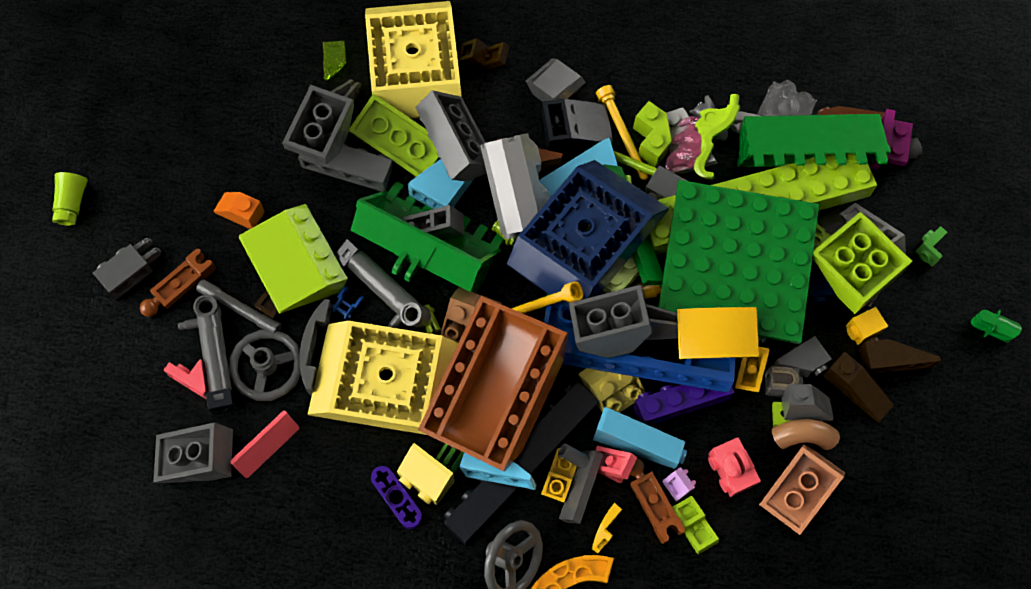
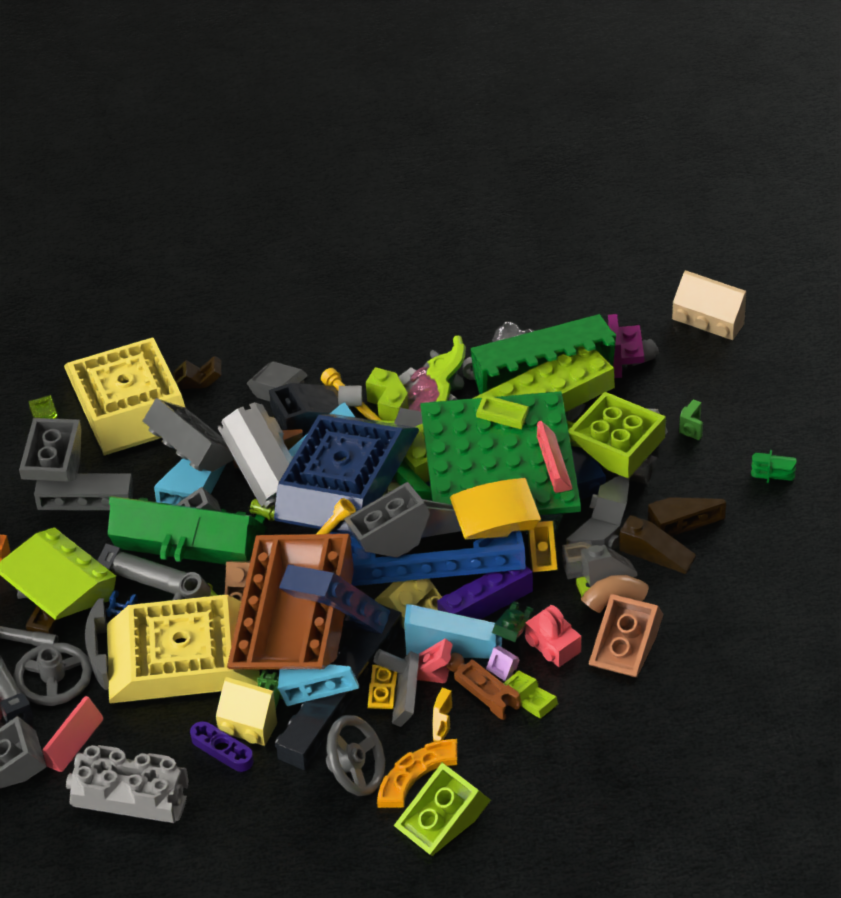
camera: 10 degrees left, 25 degrees down
(295, 529) = (139, 787): none -> light grey brick
(395, 136) = (128, 453): lime plate -> none
(531, 400) = (330, 589): none -> dark blue arch
(617, 126) = (350, 395): none -> light grey beam
(700, 445) = (512, 622): none -> dark green hinge
(755, 216) = (502, 411): none -> lime tile
(789, 286) = (553, 458): none -> coral slope
(831, 333) = (611, 500): none -> dark grey slope
(866, 326) = (646, 493): yellow brick -> none
(985, 115) = (709, 305): none -> tan slope

